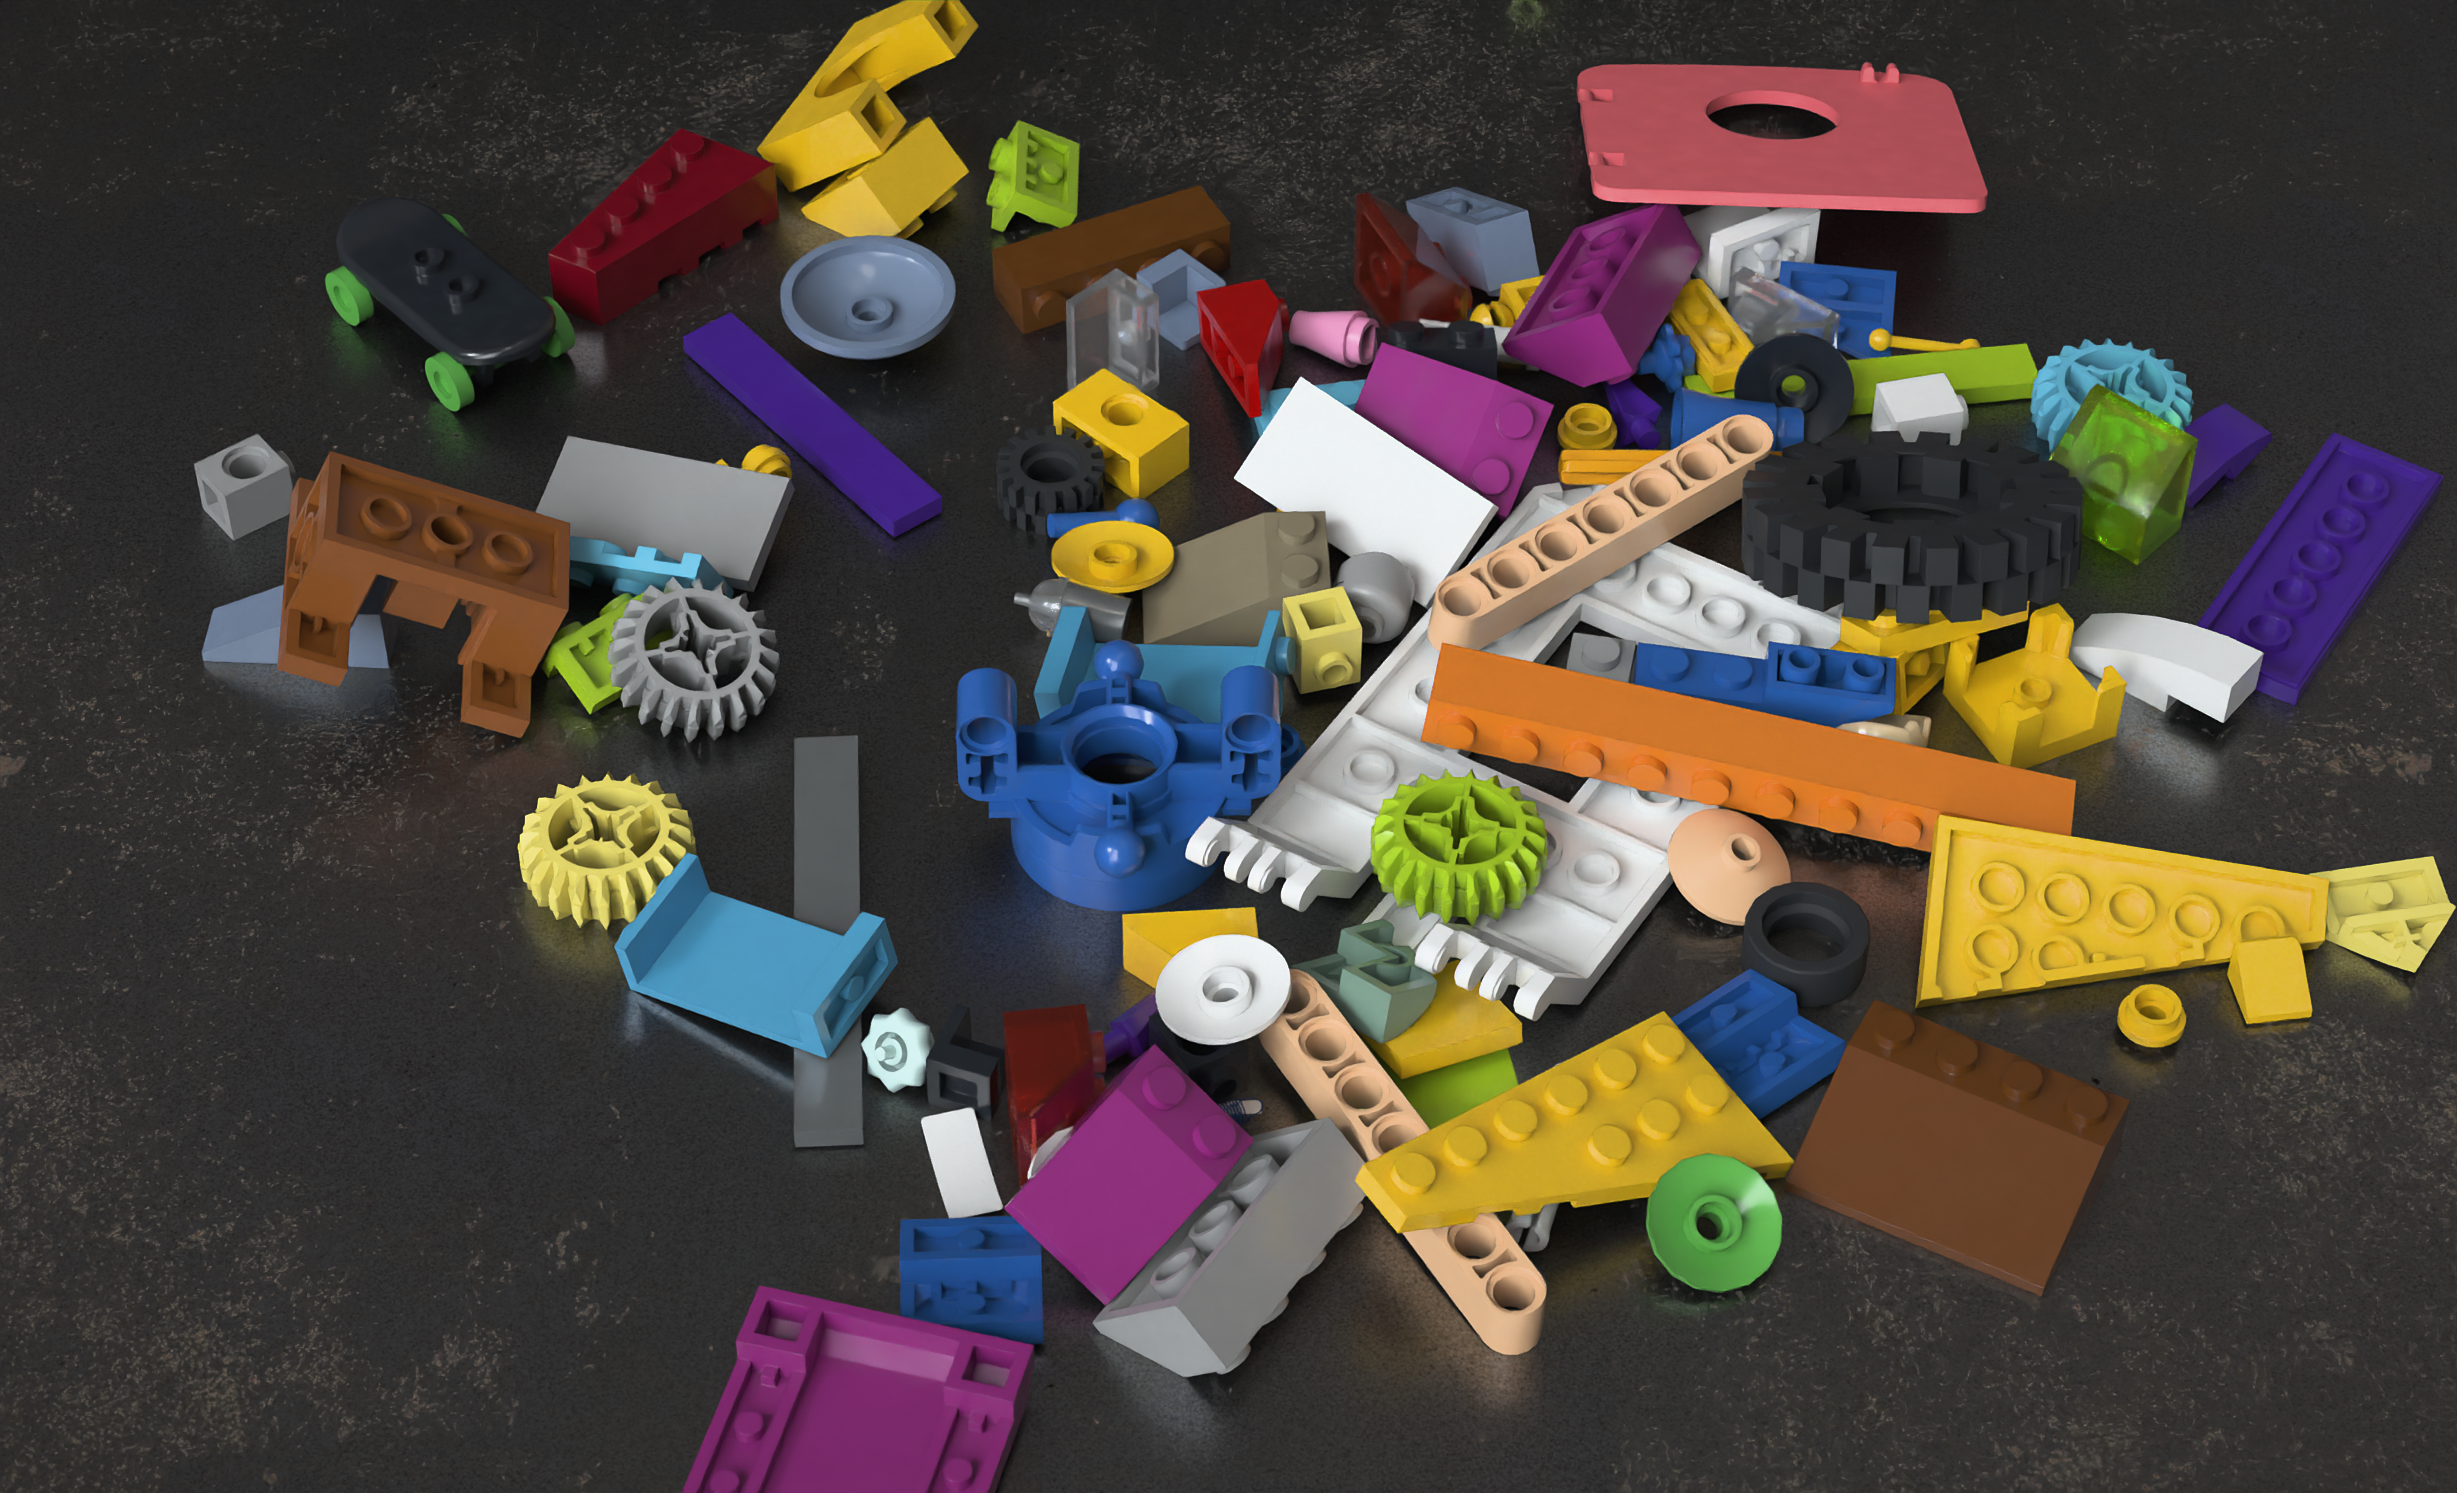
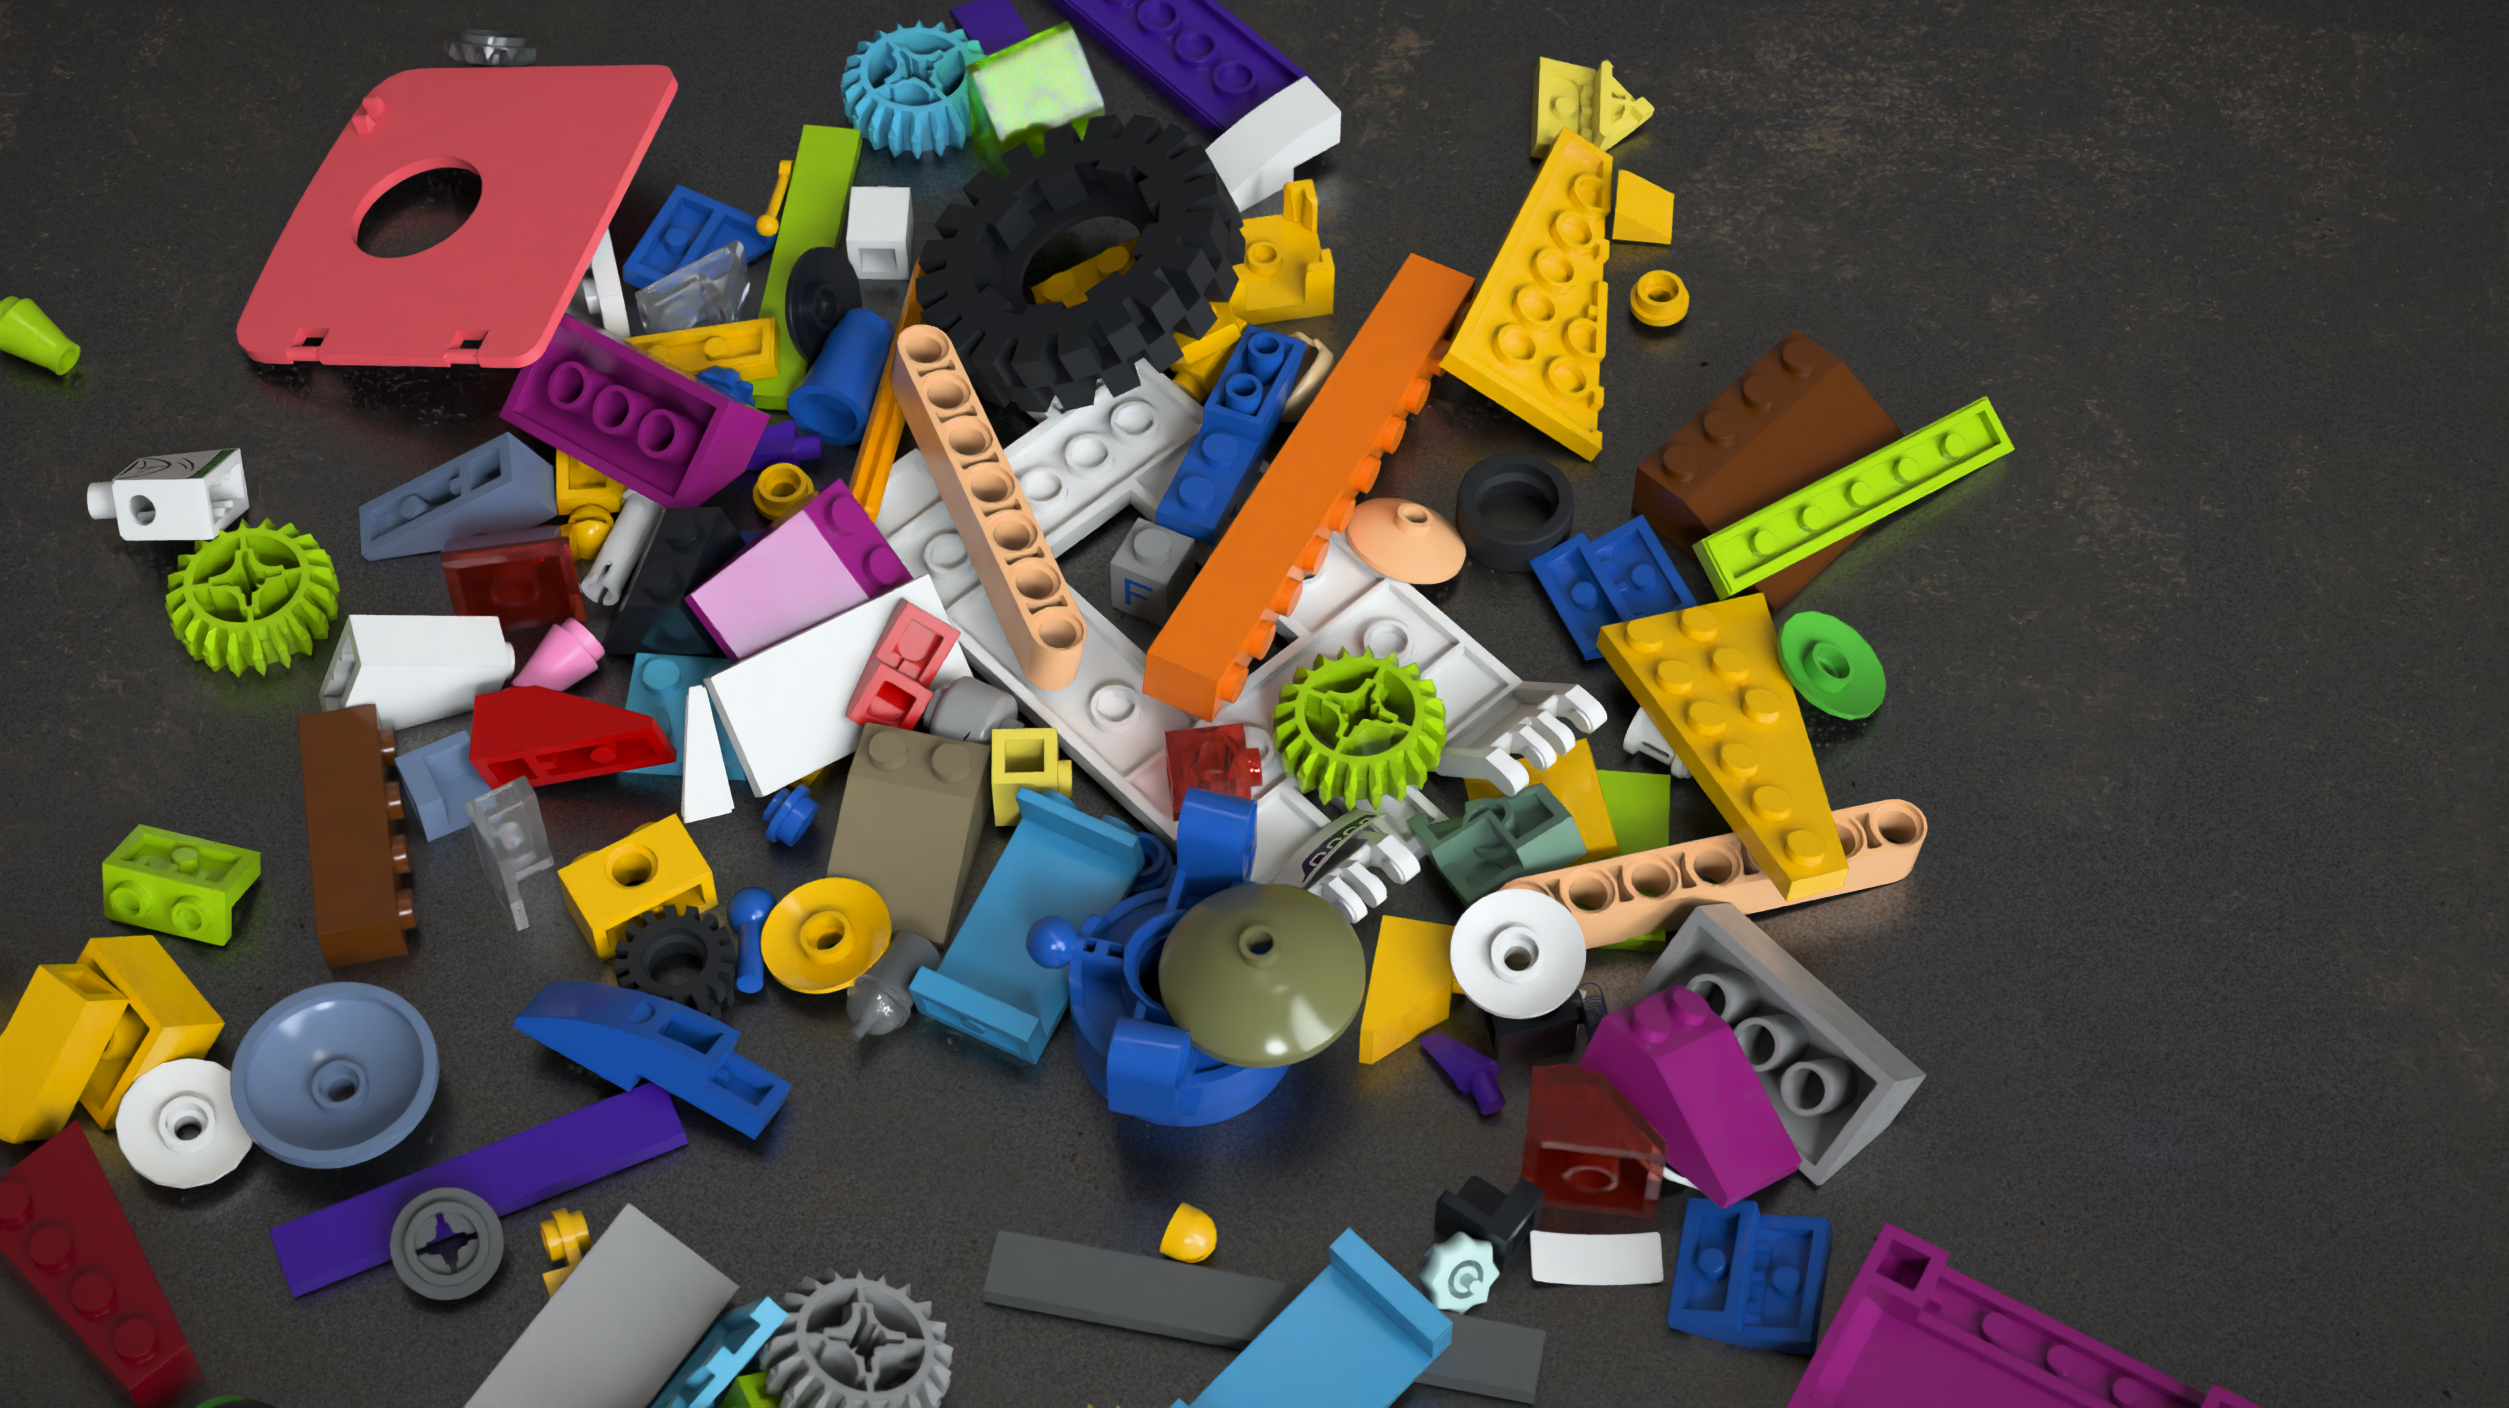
camera: 75 degrees left, 10 degrees up
(718, 413) = (416, 1227): none -> dark grey gear
(799, 226) = (165, 1101): none -> white dish
(890, 859) = (1189, 1235): none -> yellow hinge
(956, 483) = (640, 1035): none -> blue slope
(1116, 792) = (1266, 1005): none -> olive dish
(1230, 505) = (790, 815): none -> blue plate
(1234, 433) = (704, 774): none -> white slope
(1284, 241) = (416, 666): none -> white slope
(1325, 143) = (288, 609): none -> lime gear
(1361, 873) = (1322, 845): none -> white sticker
(1364, 750) = (1210, 748): none -> clear red brick
(1382, 61) = (173, 496): none -> white torso
(1391, 522) = (901, 668): none -> slope
(1951, 1212) = (1852, 498): none -> lime tile
(1994, 120) = (490, 47): none -> dark grey gear

